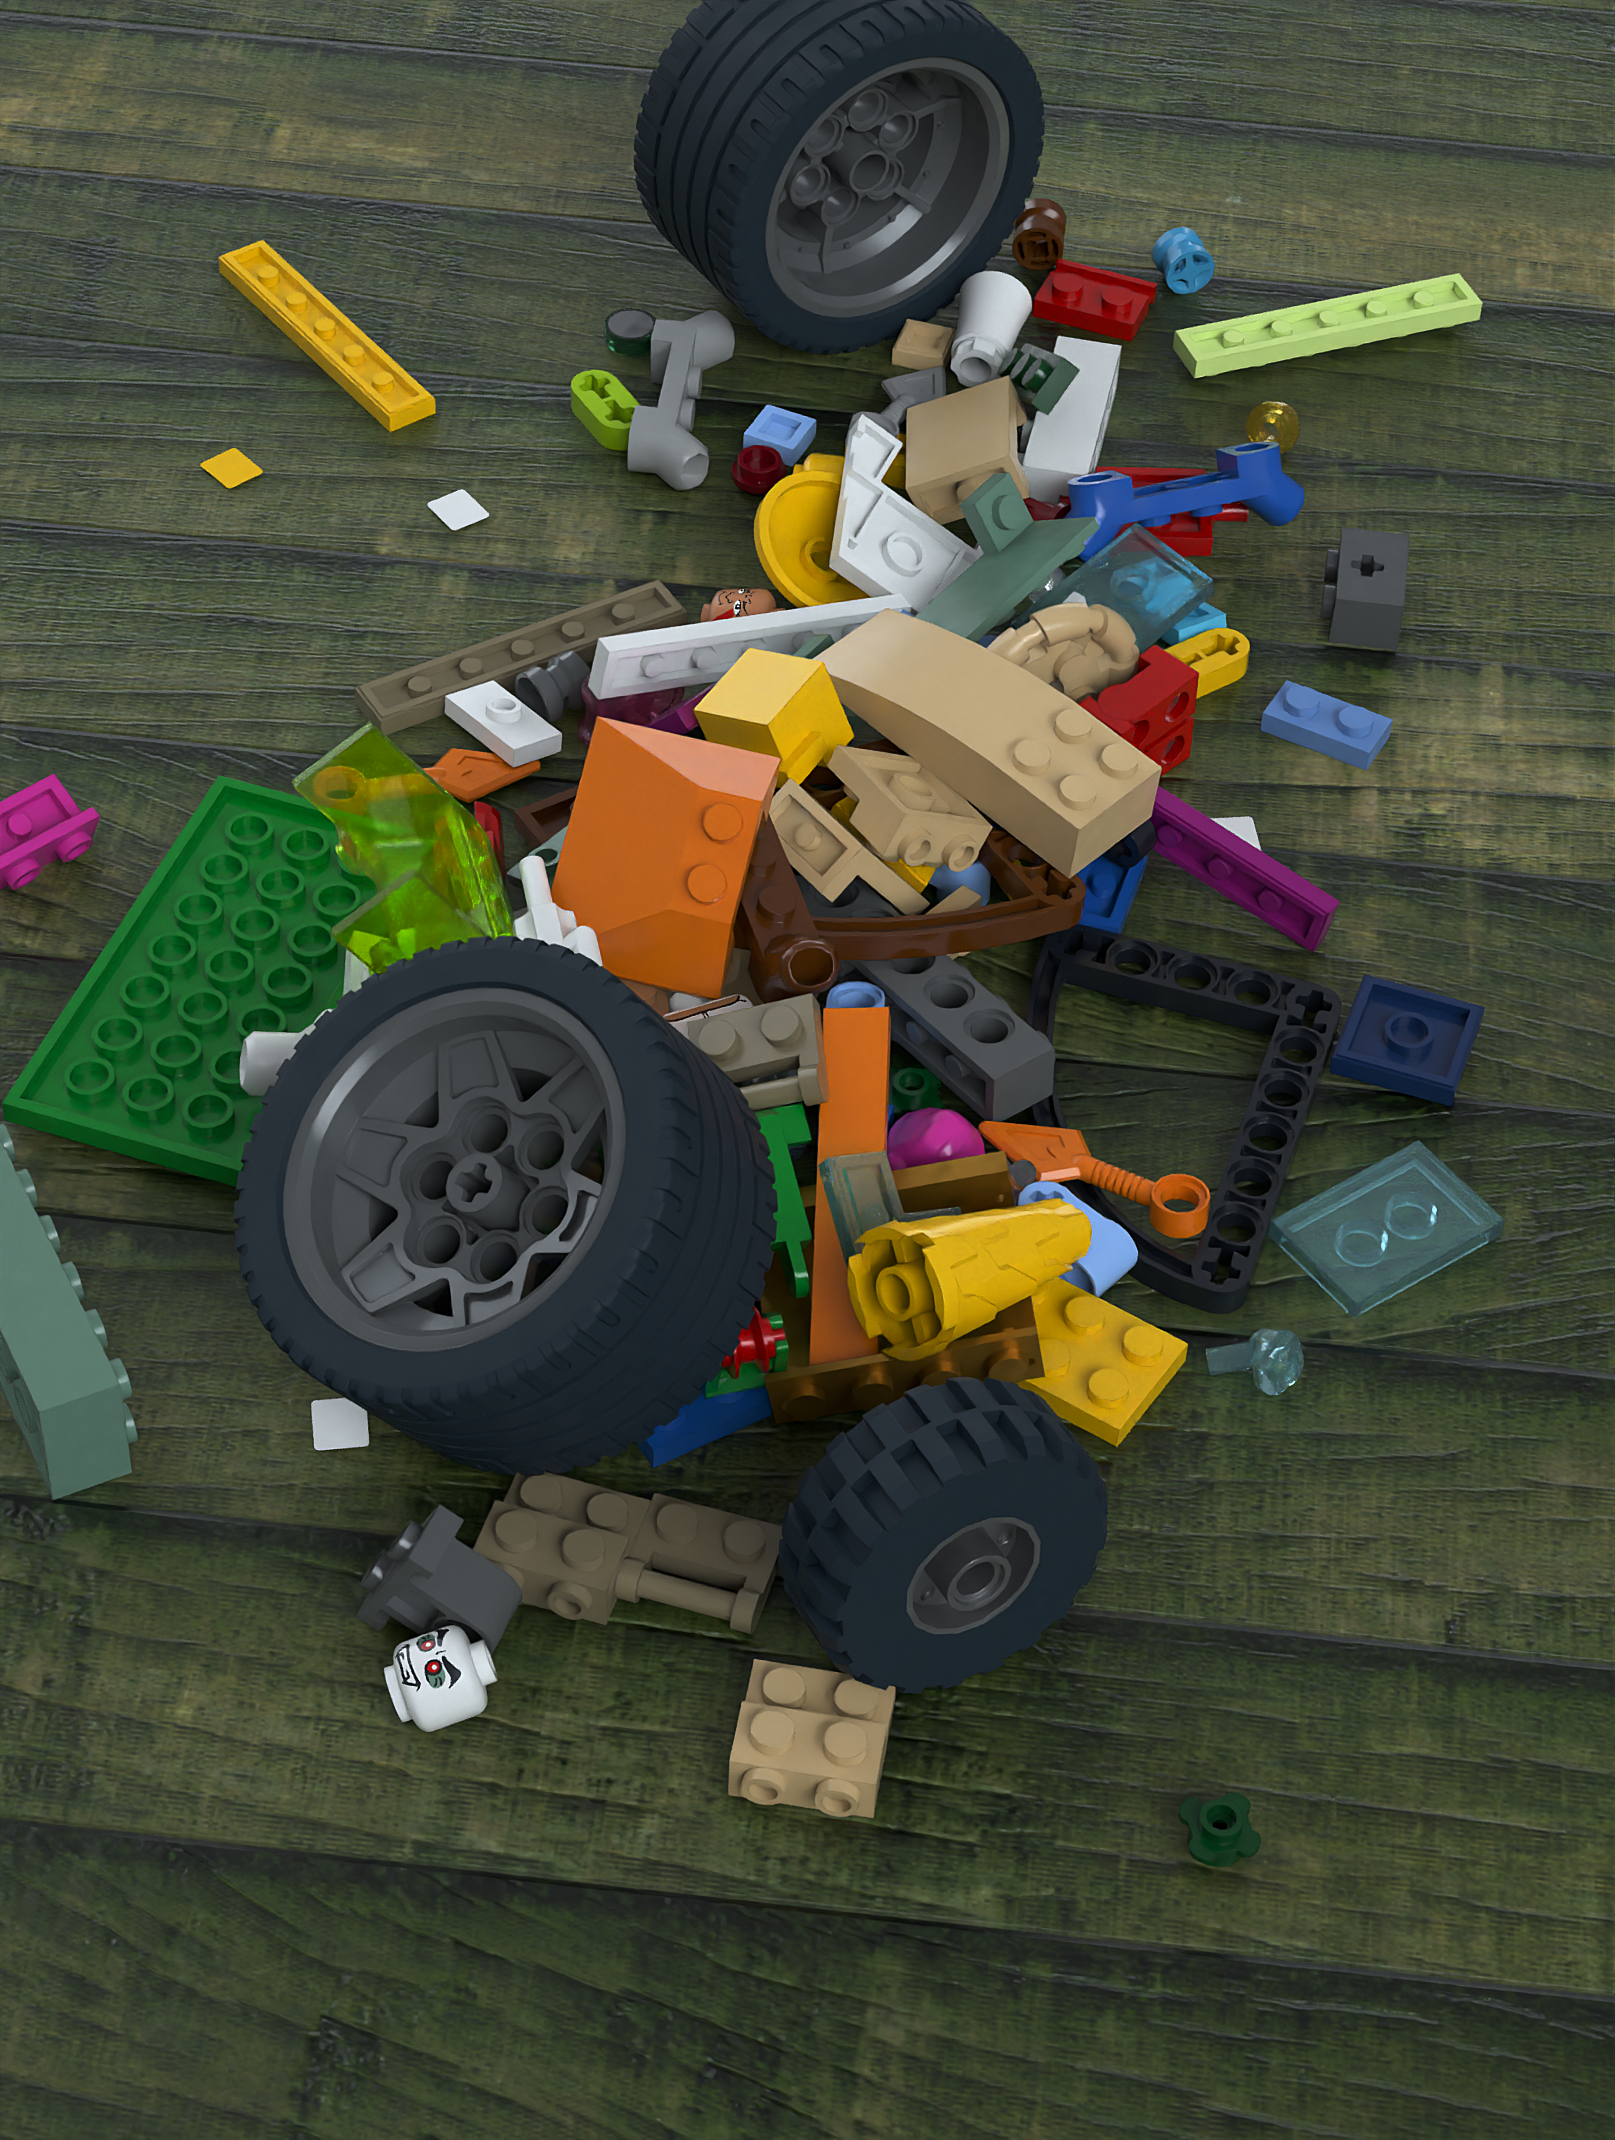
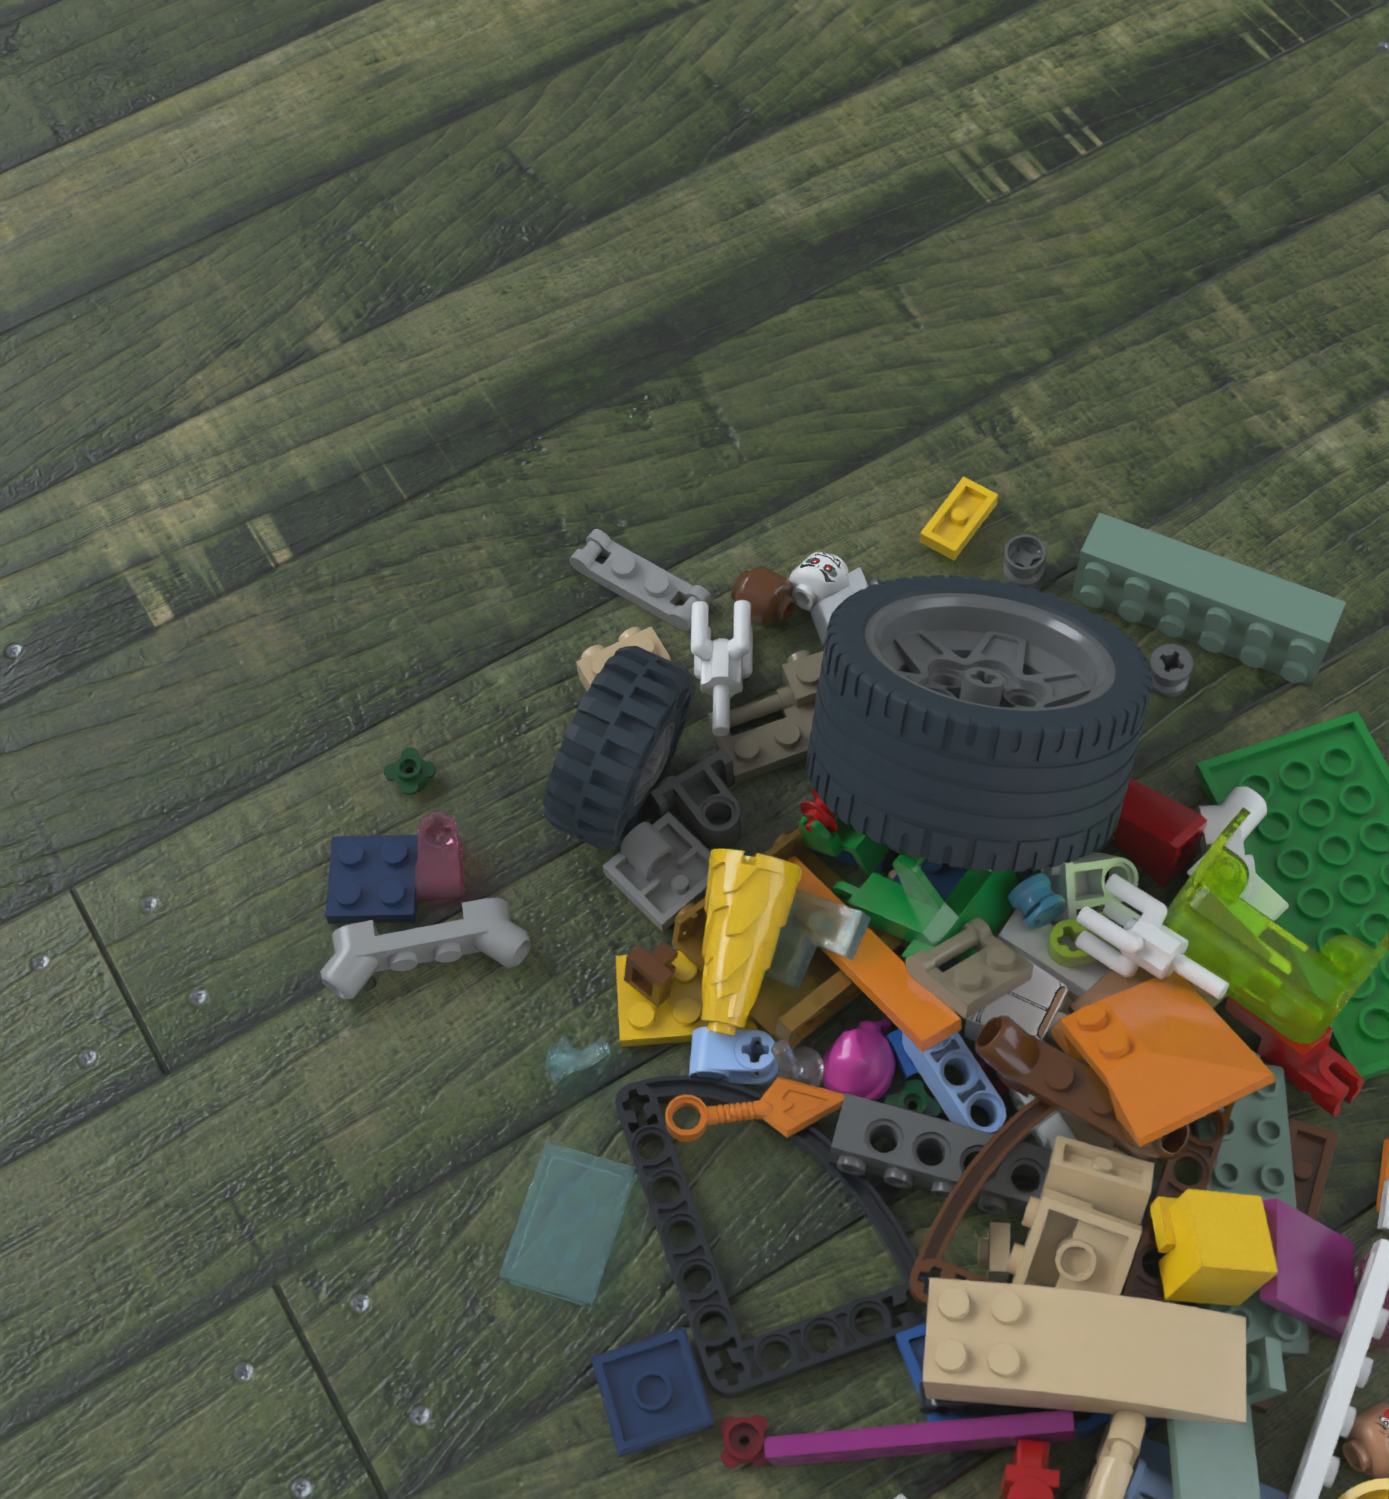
camera: 150 degrees right, 15 degrees up
(138, 1307) = (1175, 679): none -> dark grey wheel
(152, 1520) = (1024, 561): none -> dark grey wheel
(161, 1642) = (958, 518): none -> yellow plate
(535, 1706) = (767, 593): none -> reddish brown head
(670, 1879) = (638, 580): none -> light grey plate
(673, 1654) = (722, 662): none -> white plant
(1099, 1340) = (651, 972): none -> reddish brown tile
(1262, 1678) = (439, 864): none -> clear pink piece
(1342, 958) = (733, 1430): none -> dark red plate
(1366, 1731) = (372, 879): none -> dark blue plate
(1443, 1627) = (363, 951): none -> light grey plate

